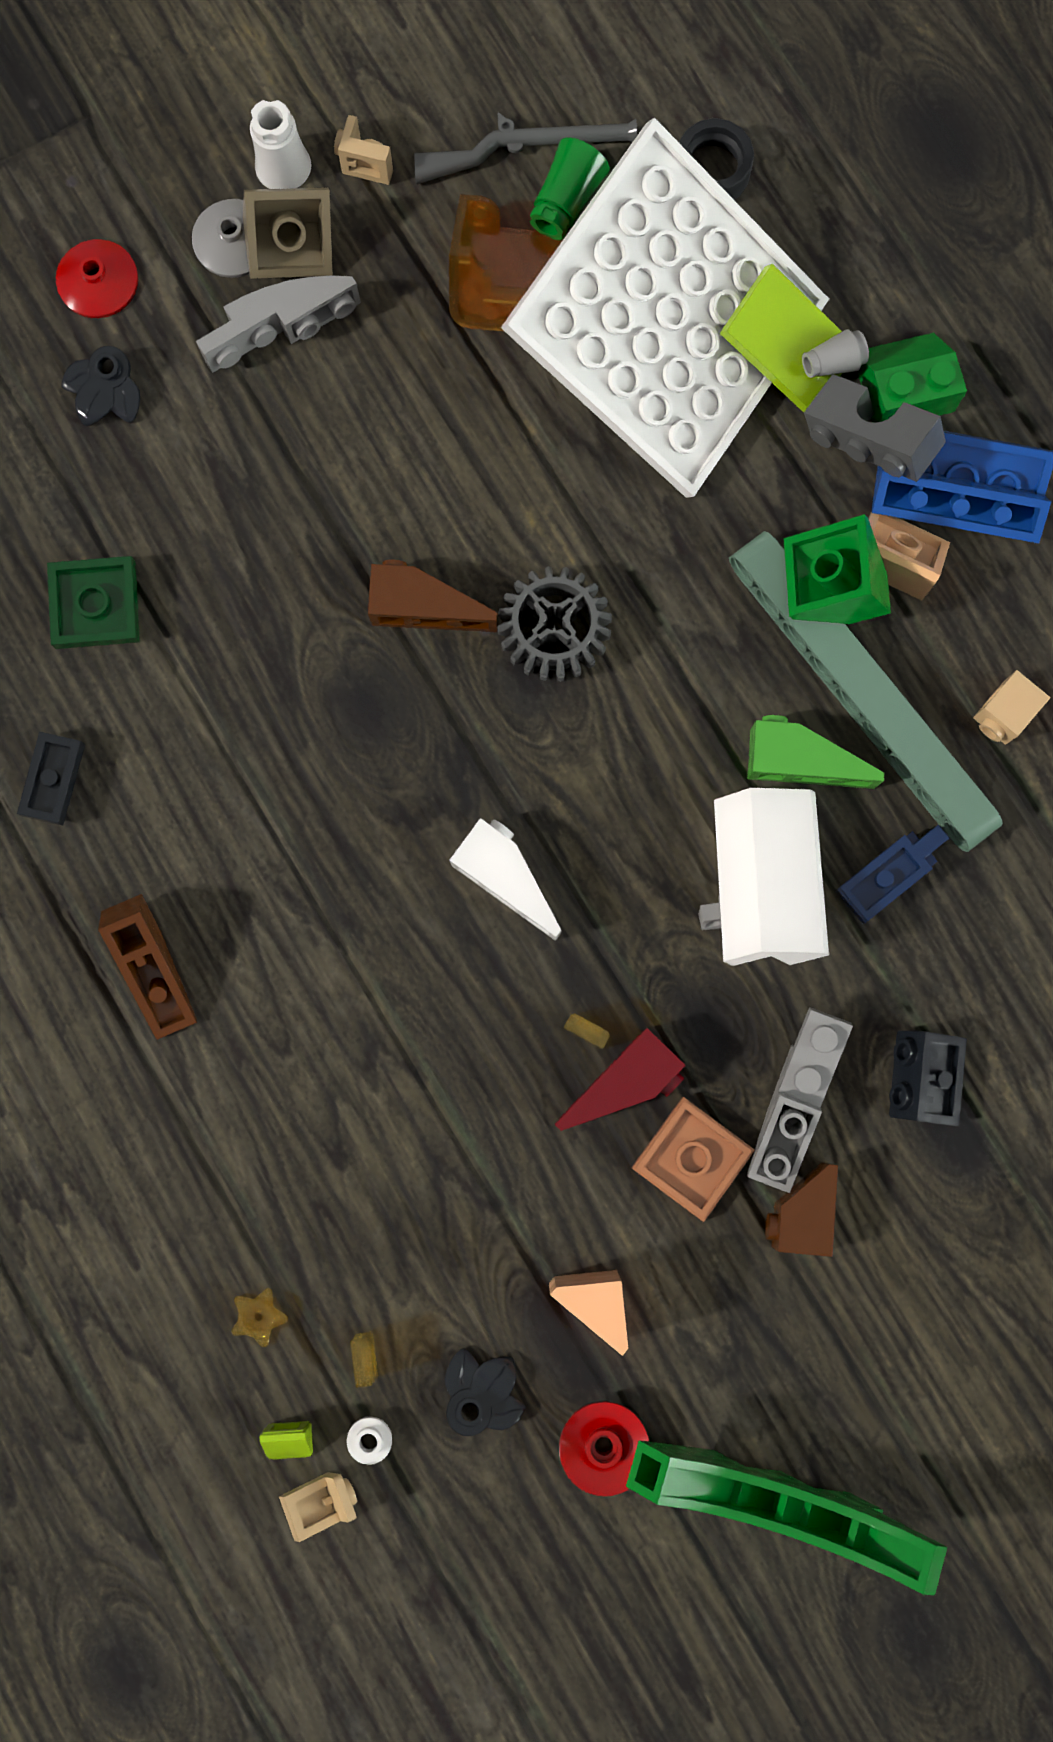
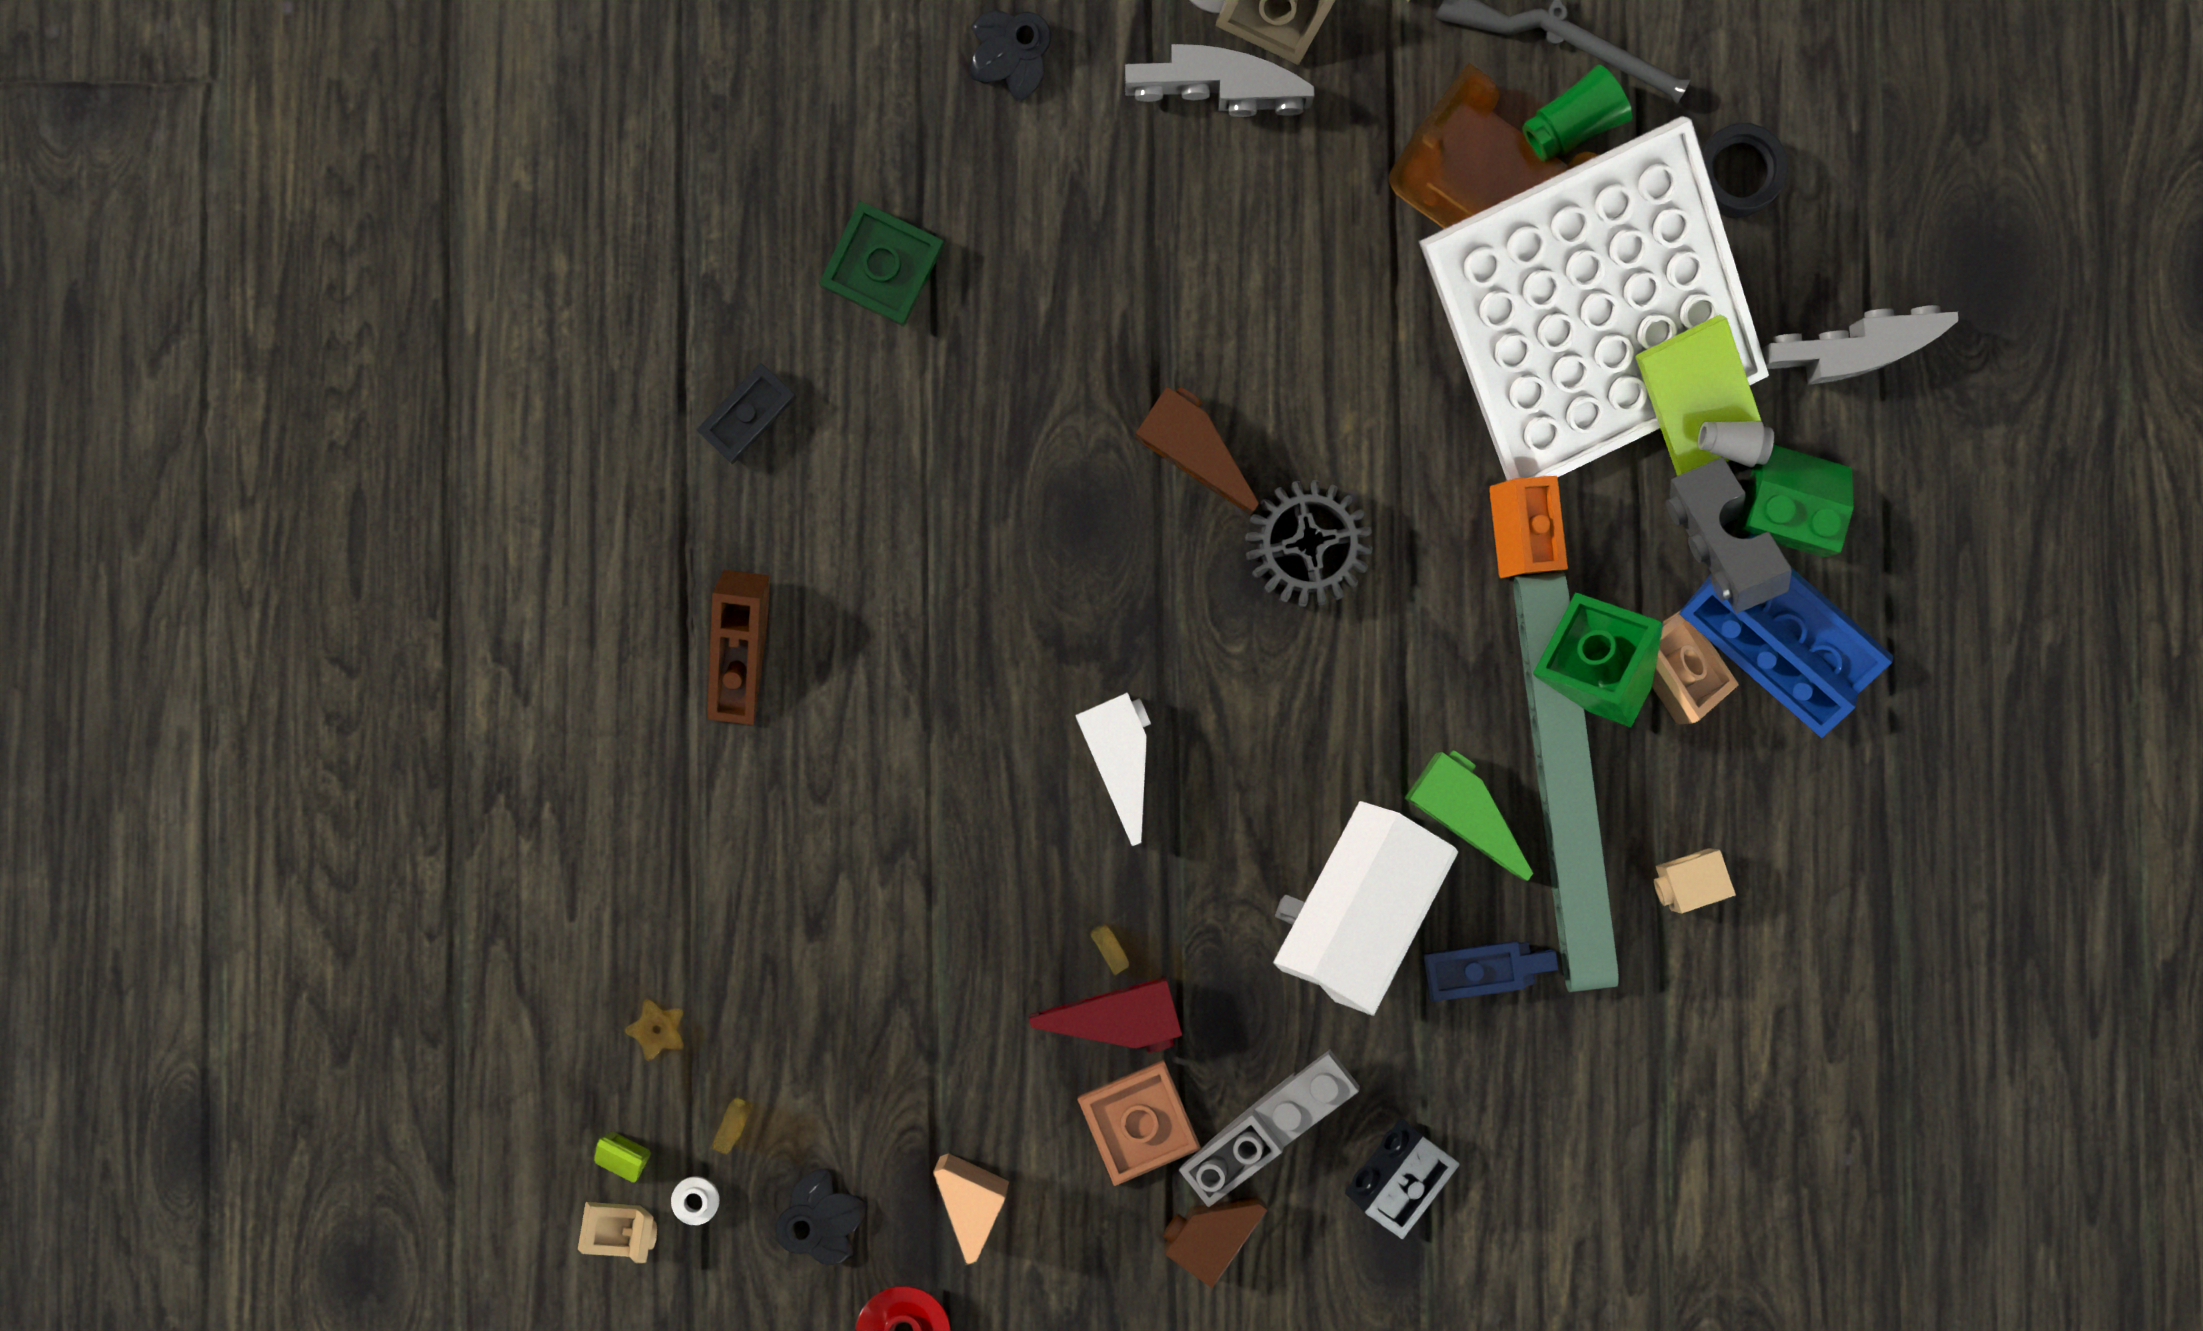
camera: 30 degrees right, 5 degrees up
(715, 512) = (1528, 526): none -> orange panel
(888, 237) = (1872, 344): none -> light grey slope

